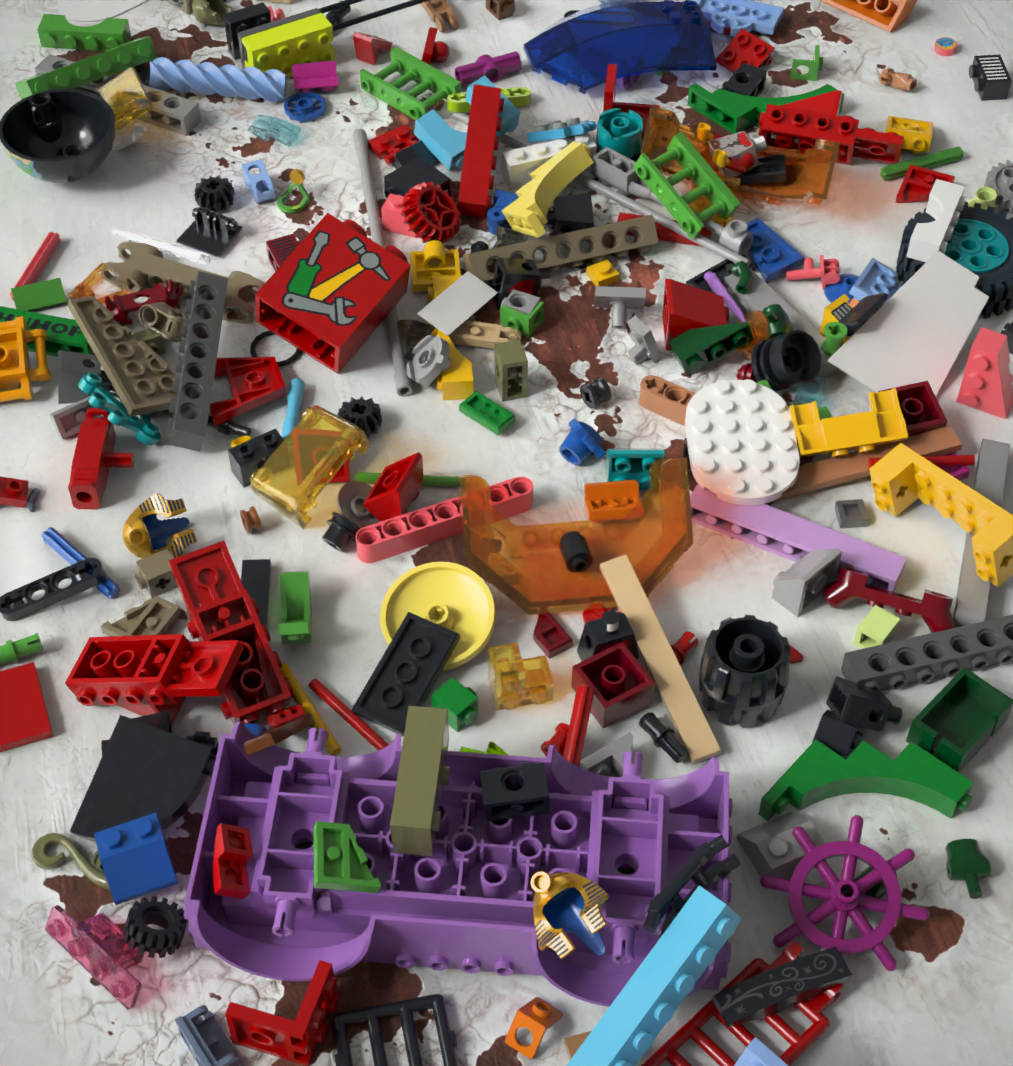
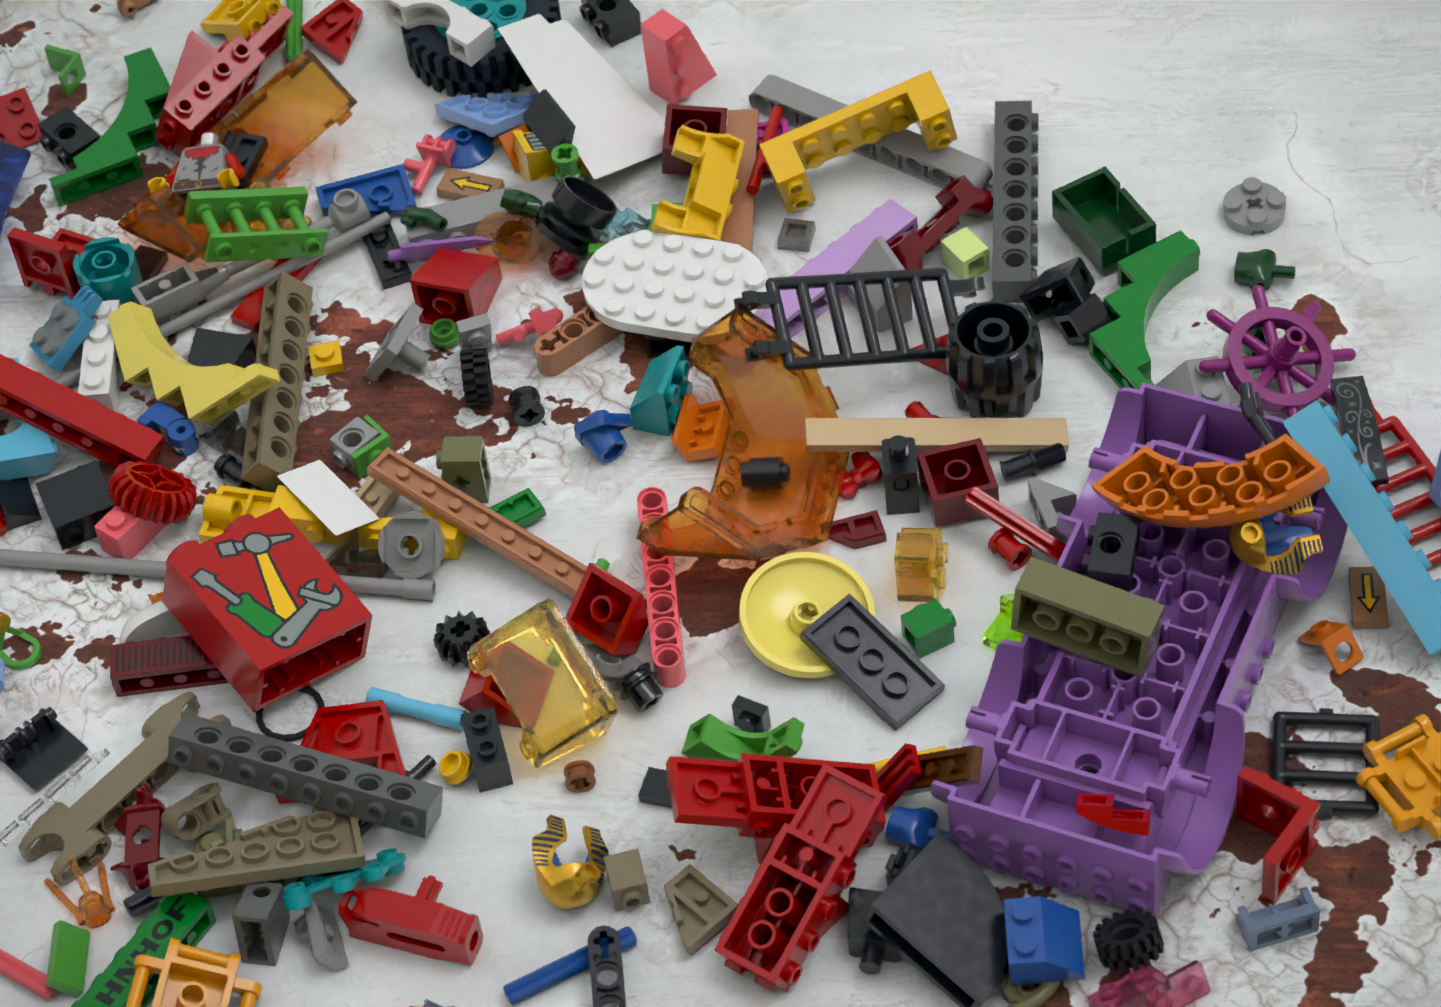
camera: 65 degrees left, 0 degrees up
(332, 609) = (750, 715): none -> black plate
(340, 861) = (1147, 713): bright green wing -> none
(347, 714) = (905, 730): red bar -> none
(460, 394) = (478, 521): none -> nougat tile
(517, 275) = (310, 426): black torso -> none
(573, 841) = (1212, 492): none -> orange brick
(605, 353) = (476, 377): none -> black tyre
(655, 326) = (443, 333): none -> bright green plate
(676, 373) = (540, 322): none -> coral arm
(707, 344) = (506, 286): dark green slope -> none
(765, 539) = (783, 347): none -> black bar
(805, 302) = (462, 184): none -> medium nougat tile

